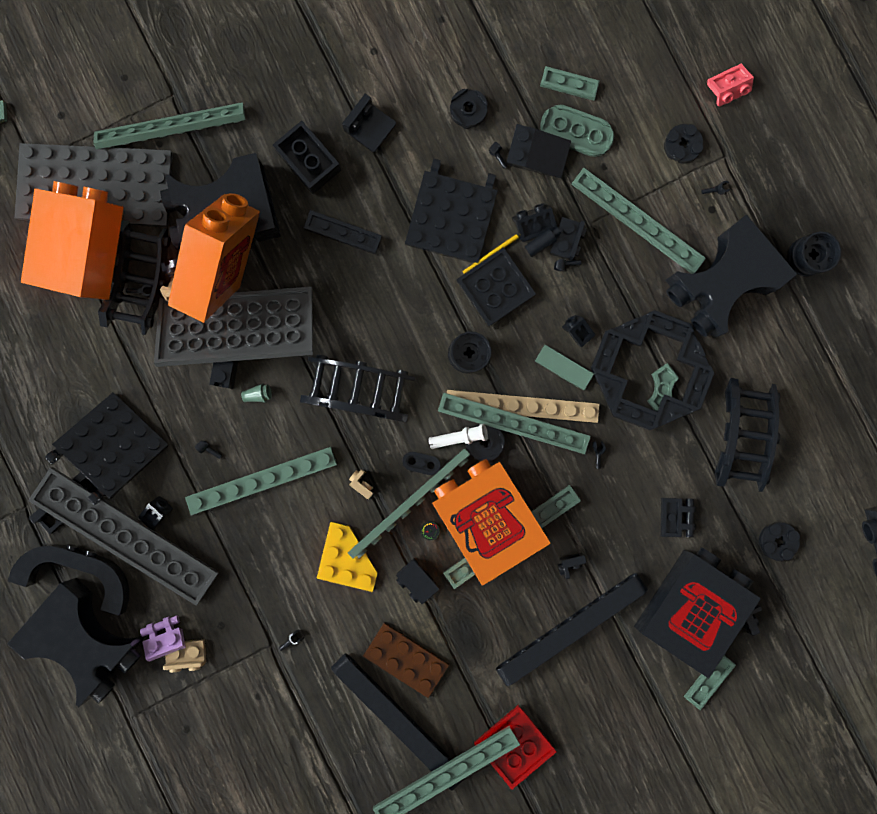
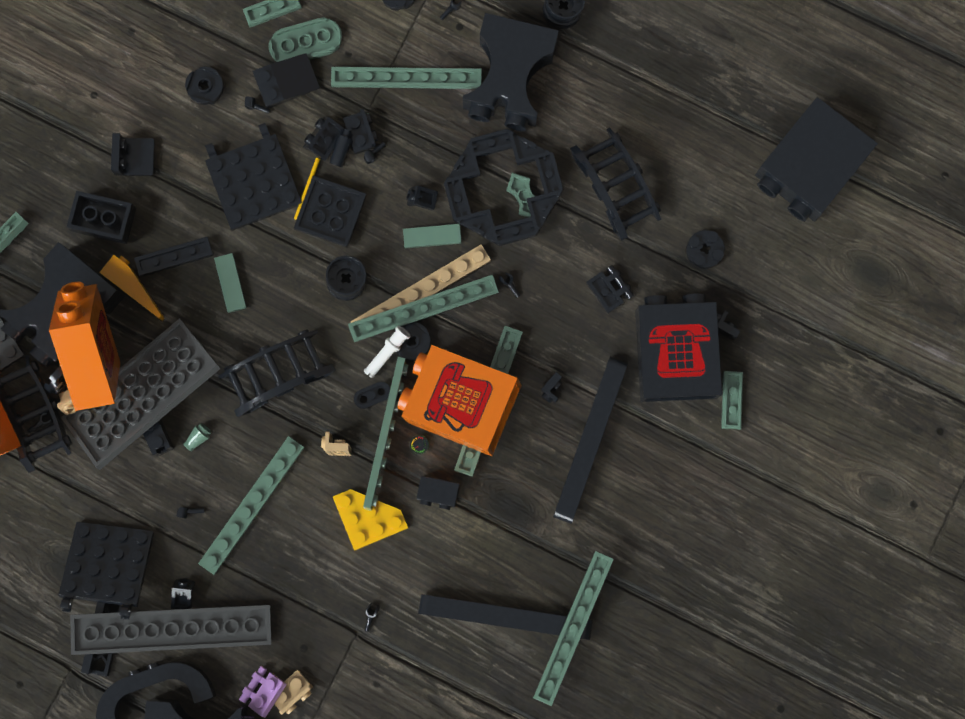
camera: 30 degrees left, 5 degrees down
(291, 223) = (125, 278): none -> light orange slope
(373, 287) = (230, 283): none -> sand green tile
(406, 660) = (475, 563): reddish brown plate -> none
(527, 757) = (626, 570): red plate -> none

